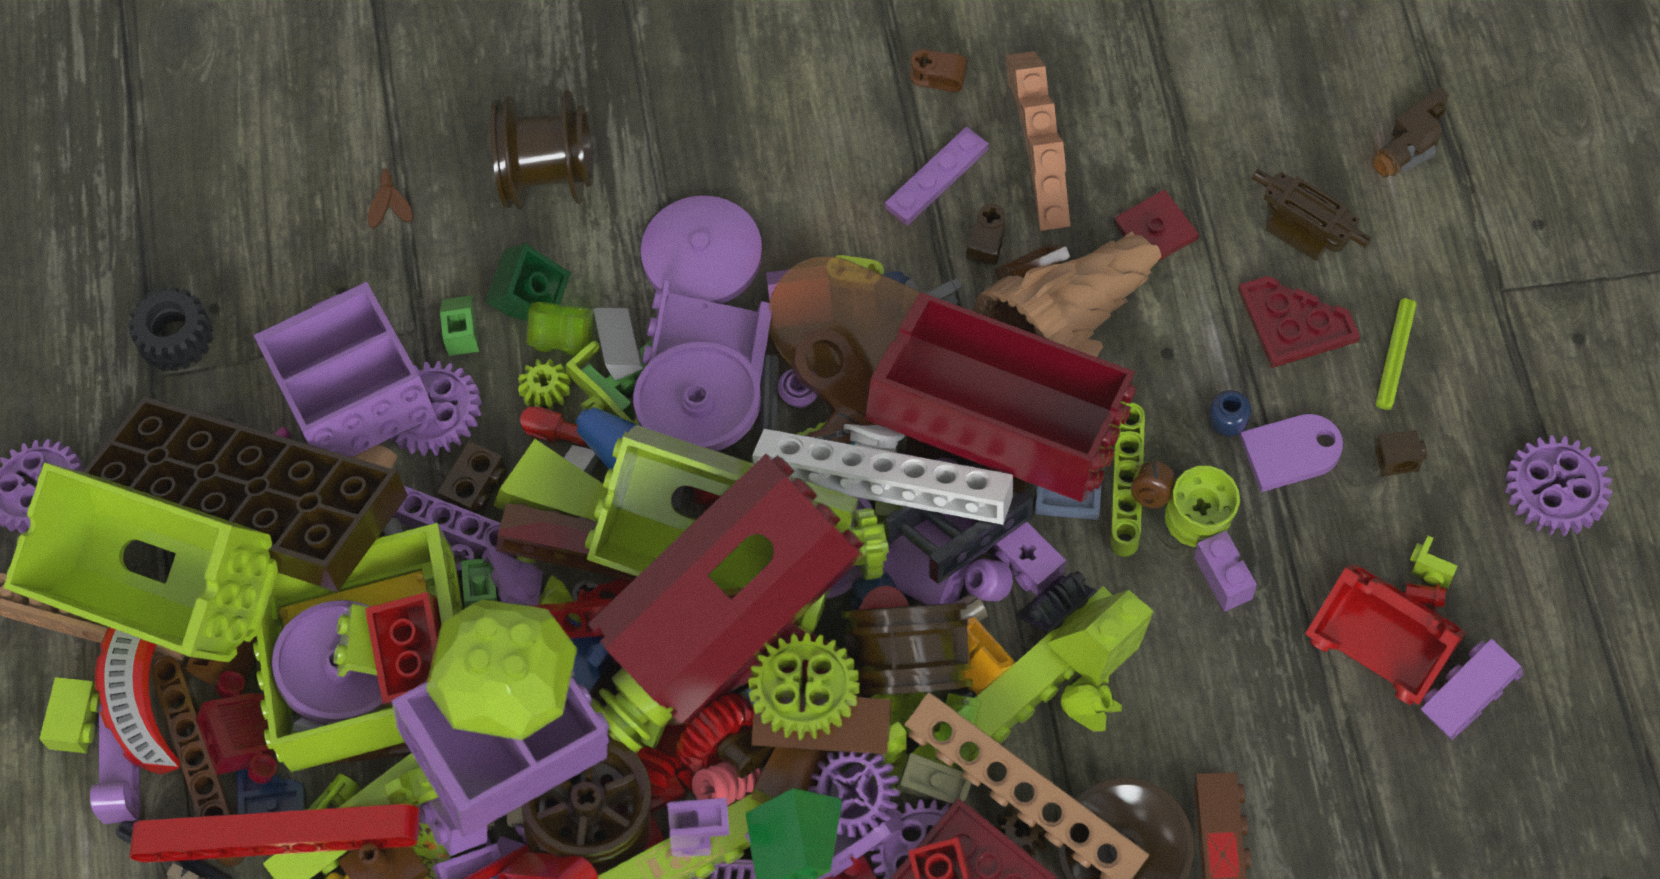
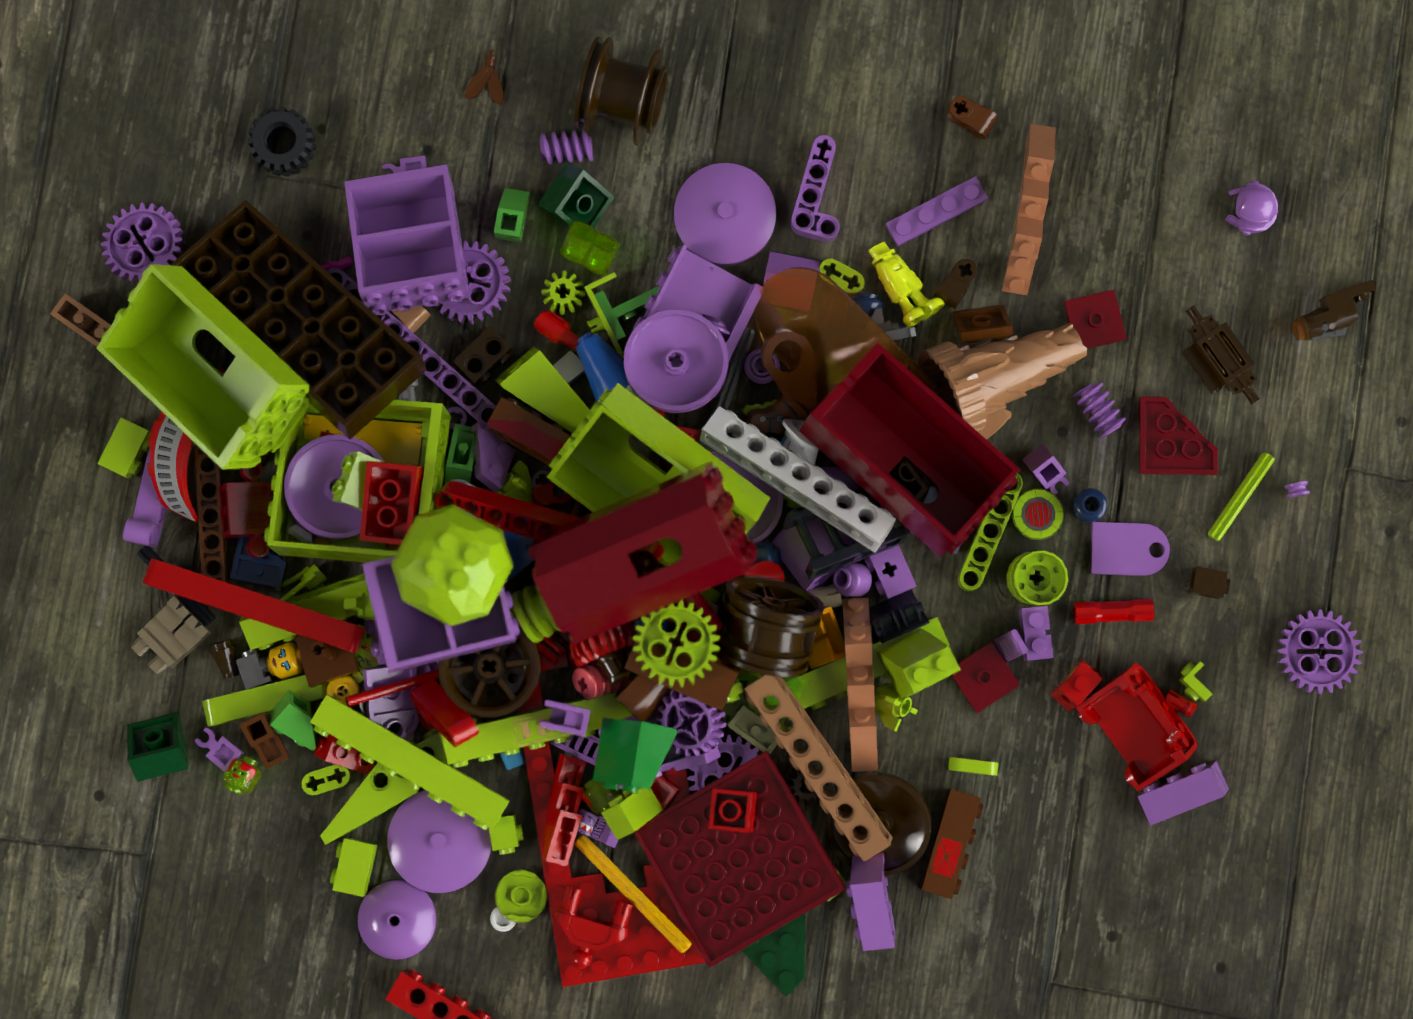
camera: 15 degrees right, 20 degrees up
(498, 234) = (566, 147): none -> medium lavender piece
(618, 341) = (632, 278): light grey slope -> none
(793, 190) = (817, 187): none -> medium lavender beam
(875, 542) = (768, 529): lime gear -> none
(928, 256) = (903, 284): none -> neon yellow piece
(1046, 693) = (860, 684): none -> nougat arch
(1153, 484) = (1005, 550): reddish brown head -> none
(1164, 390) = (1045, 468): none -> medium lavender brick
(1175, 443) = (1037, 514): none -> tile
(1185, 642) = (984, 677): none -> dark red plate
(1198, 312) = (1100, 409): none -> medium lavender piece
(1202, 590) = (1010, 645): none -> medium lavender slope
(1212, 744) = (973, 766): none -> lime beam
(1283, 58) = (1255, 208): none -> medium lavender helmet
(1283, 527) = (1133, 610): none -> red axle
(1297, 607) = (1076, 685): none -> red torso
(1455, 324) = (1297, 489): none -> medium lavender bush

